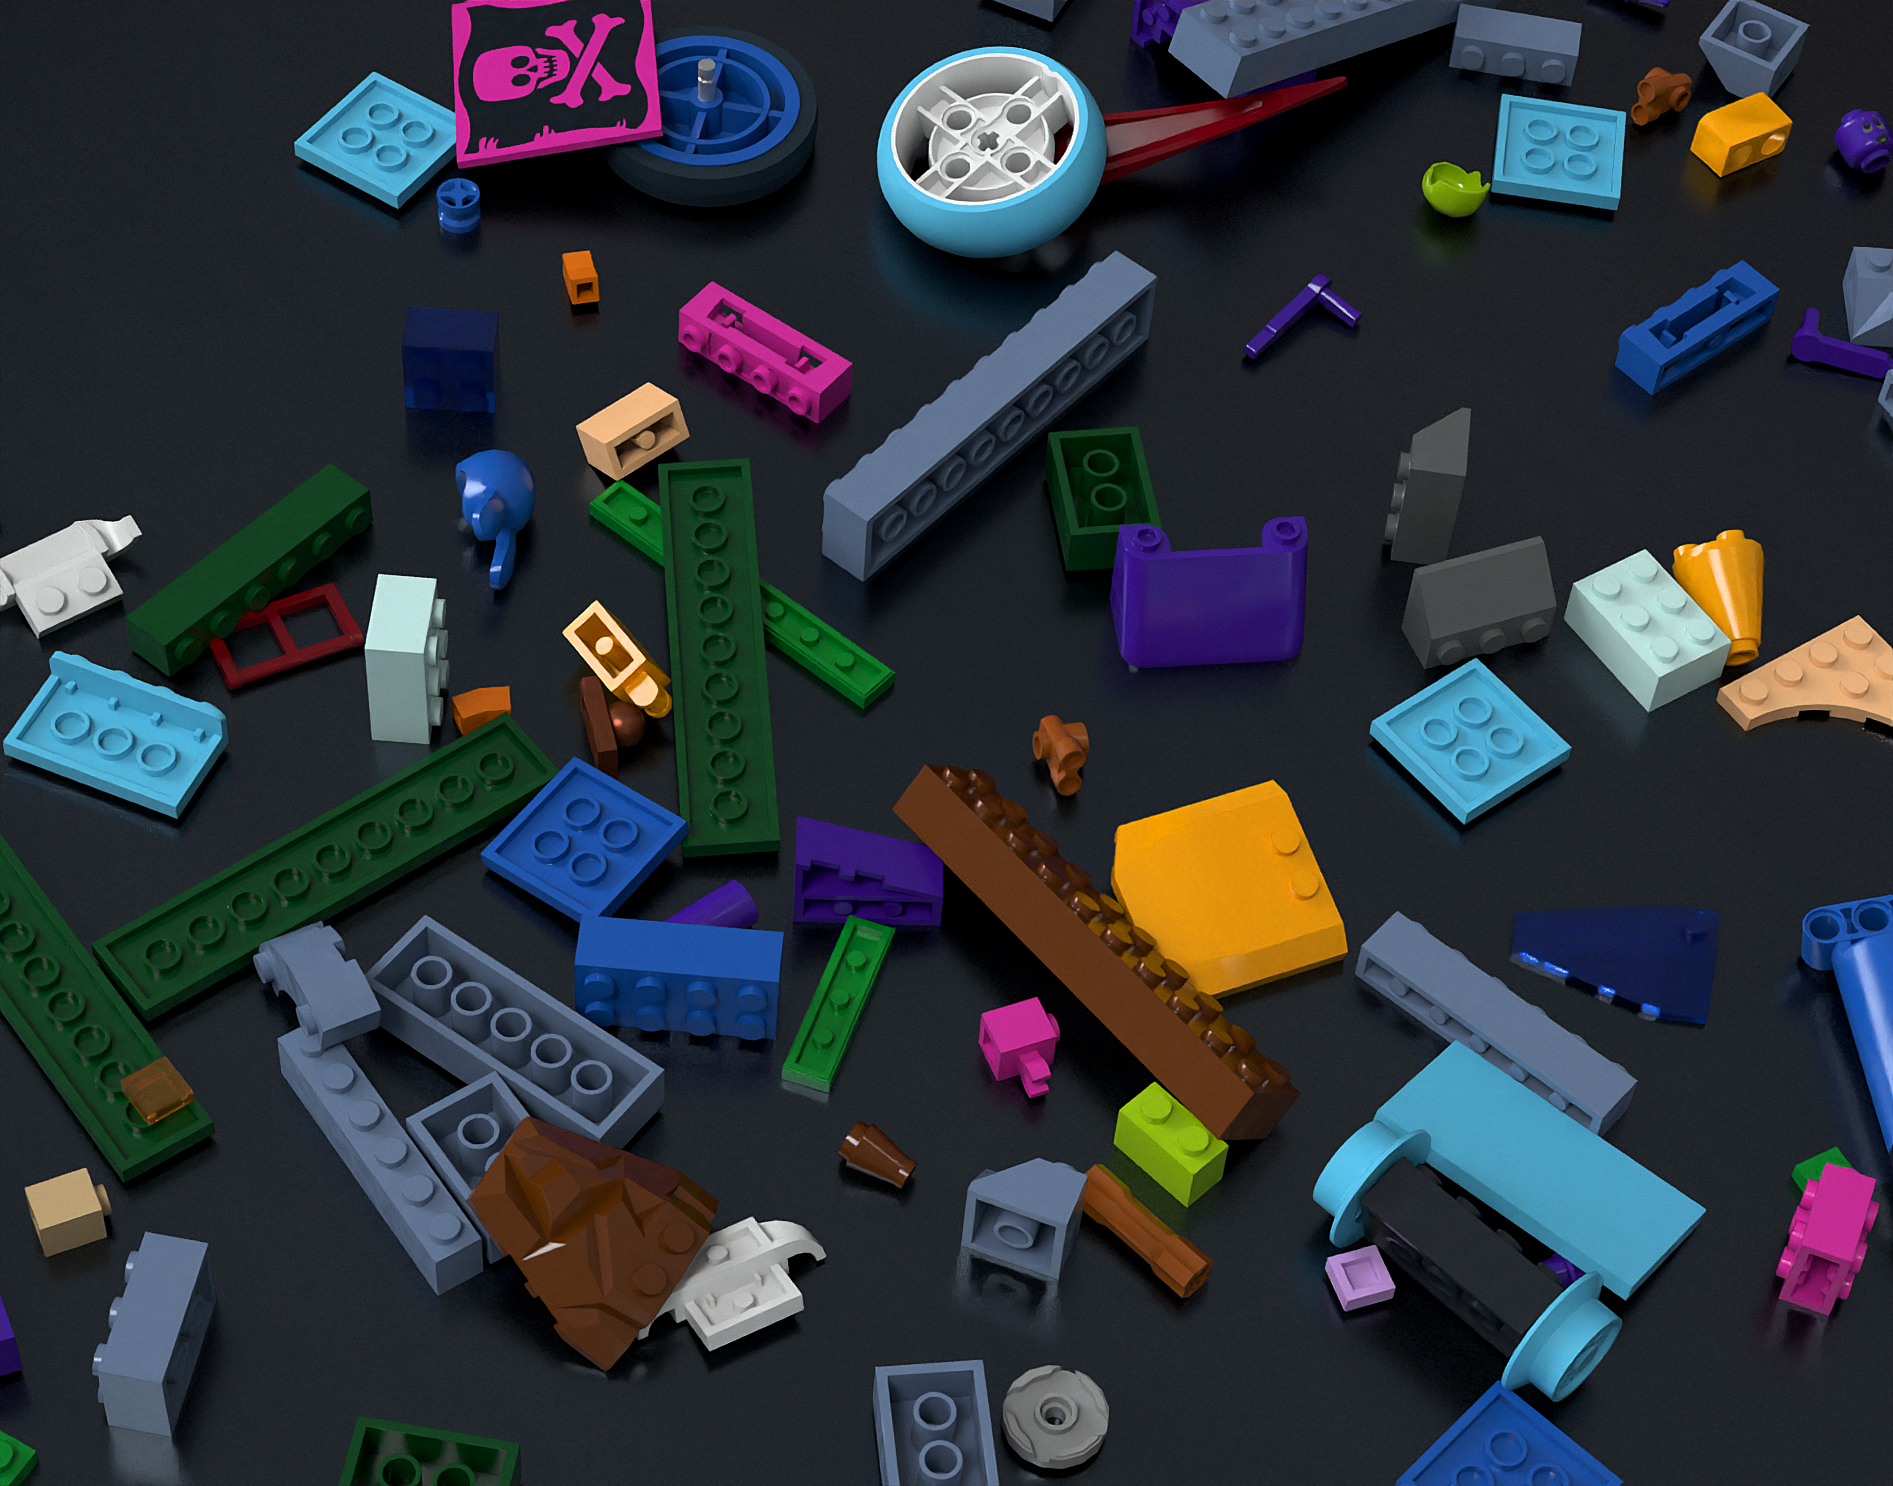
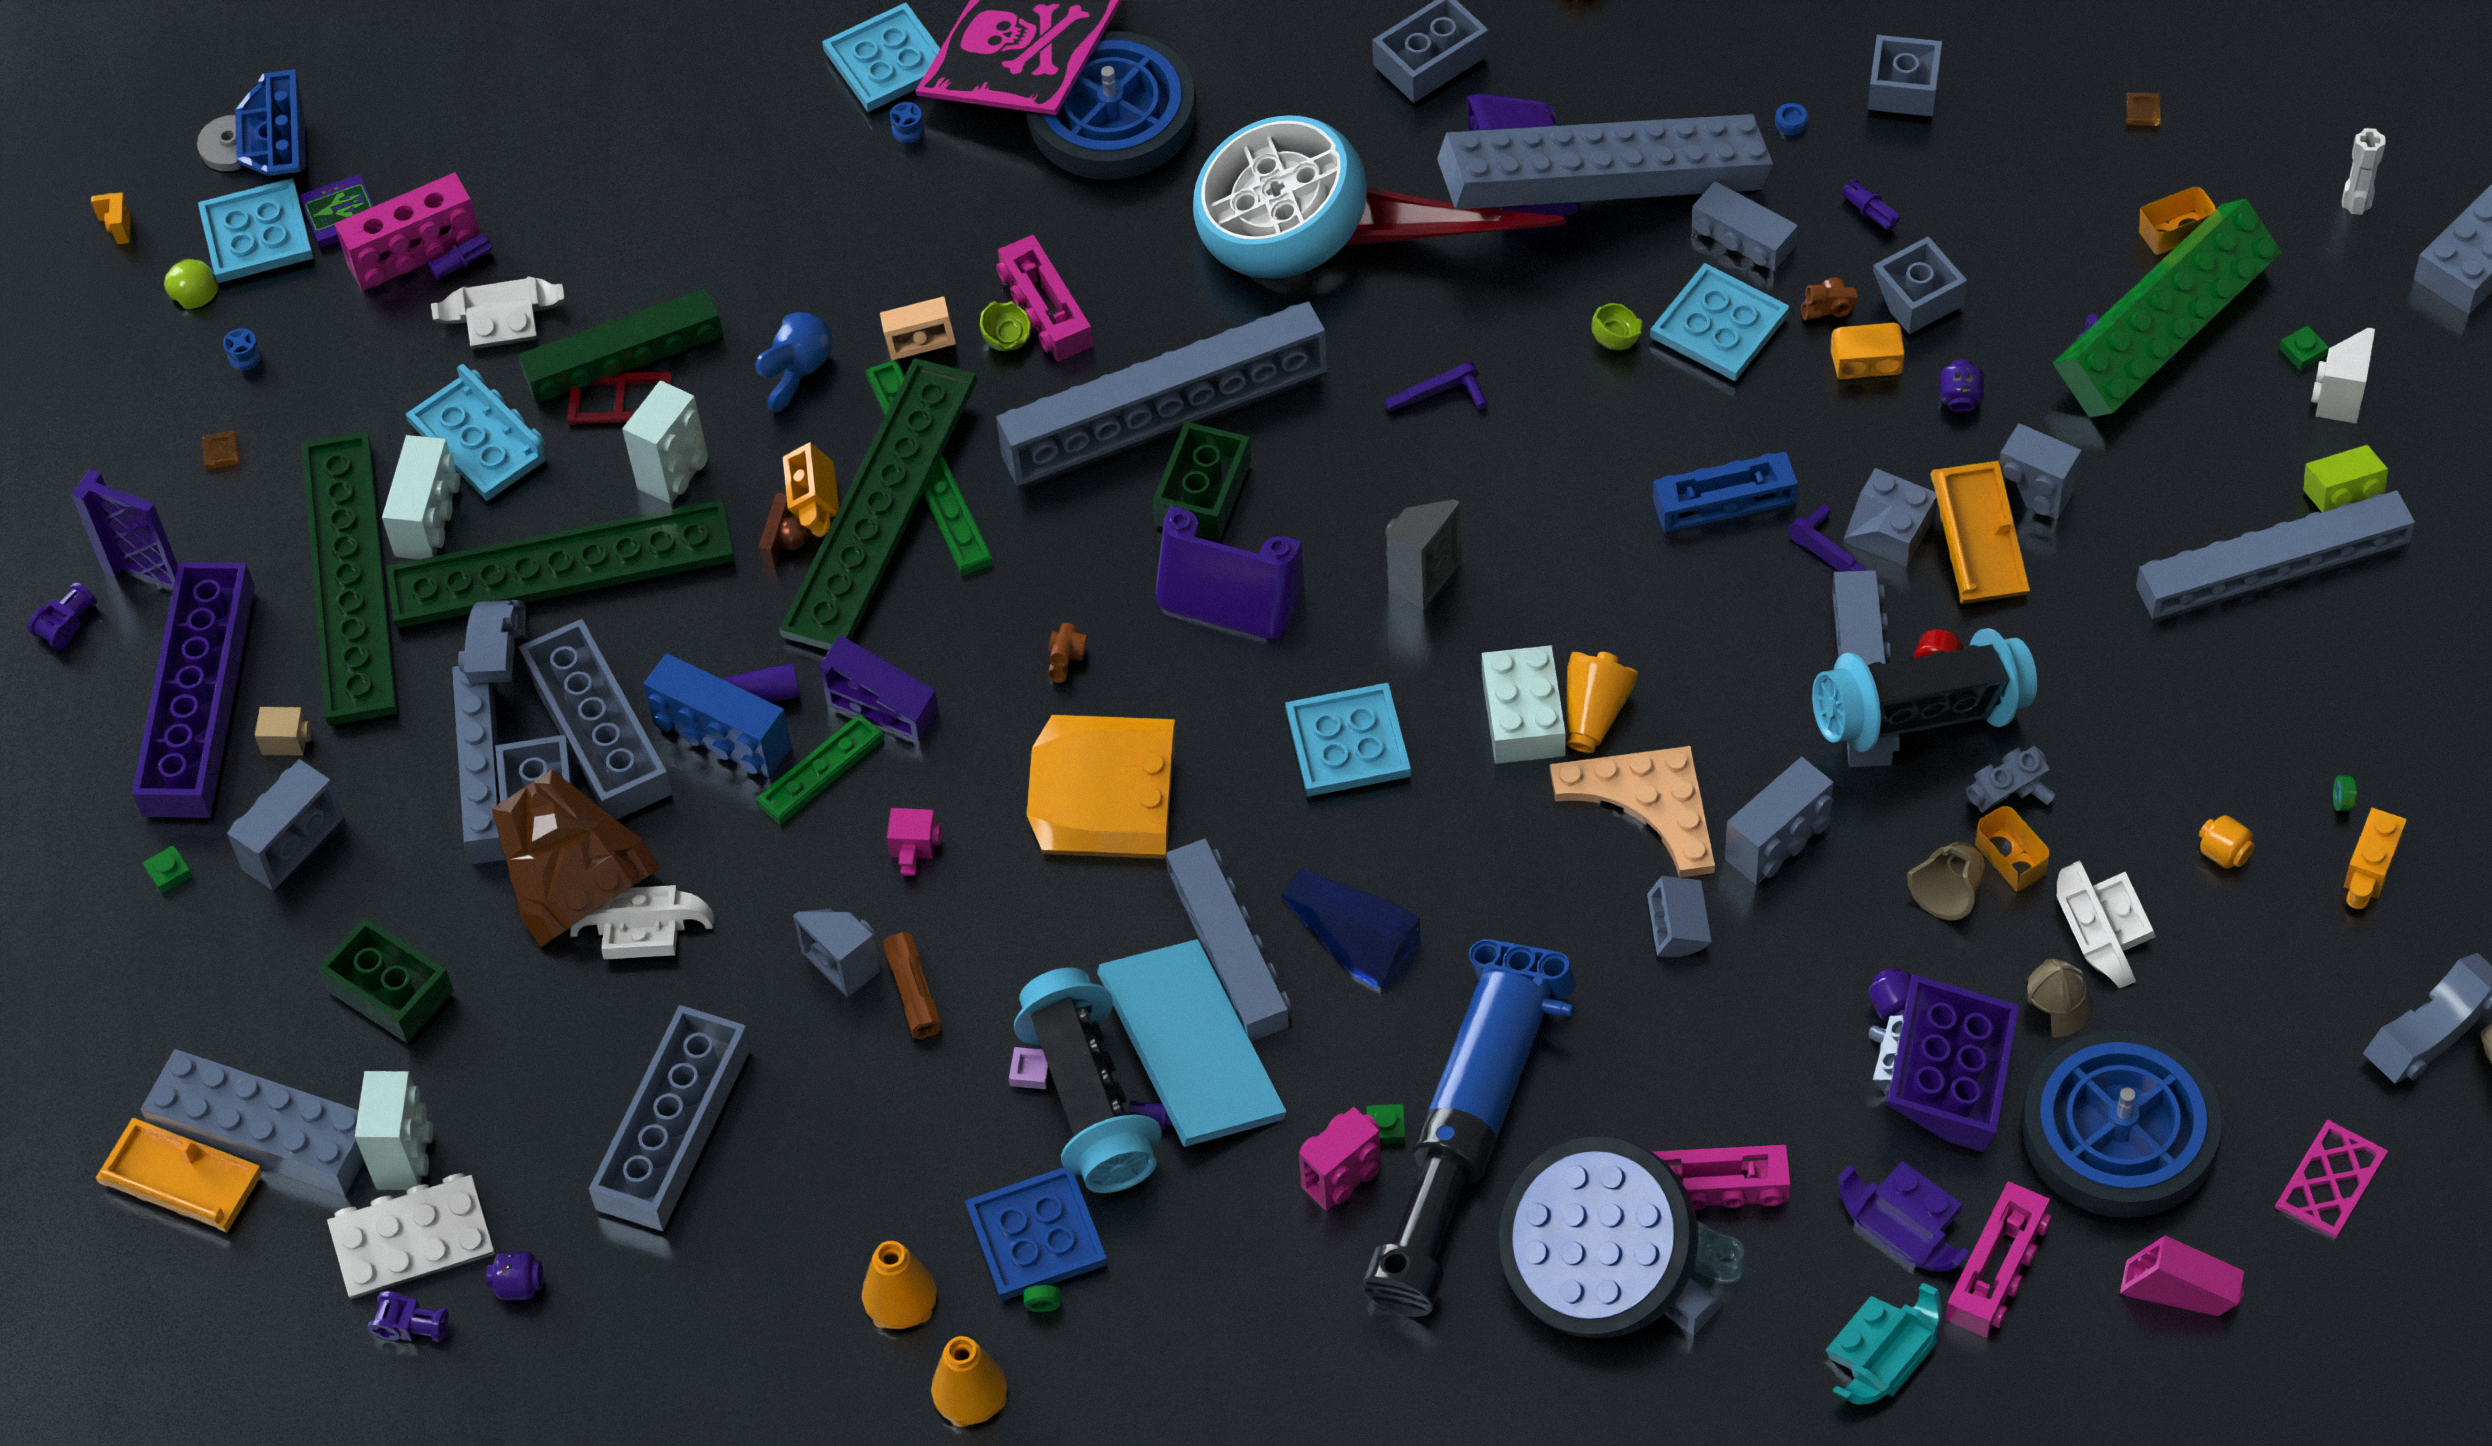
camera: 35 degrees right, 5 degrees up
(94, 828) = (420, 497): none -> light aqua brick
(157, 1090) = (369, 674): clear orange tile -> none
(451, 359) = (826, 238): clear blue brick -> none
(479, 707) = (713, 489): orange piece -> none
(580, 277) = (957, 202): orange piece -> none
(584, 842) = (719, 606): blue plate -> none
(739, 398) = (1005, 326): none -> lime hair
(876, 1155) = (778, 875): reddish brown cone -> none
(1057, 1394) = (780, 1065): light grey plate -> none
(1098, 952) = (987, 794): reddish brown brick -> none
(1170, 1144) = (962, 937): lime brick -> none
(1480, 603) = (1412, 644): dark grey slope -> none

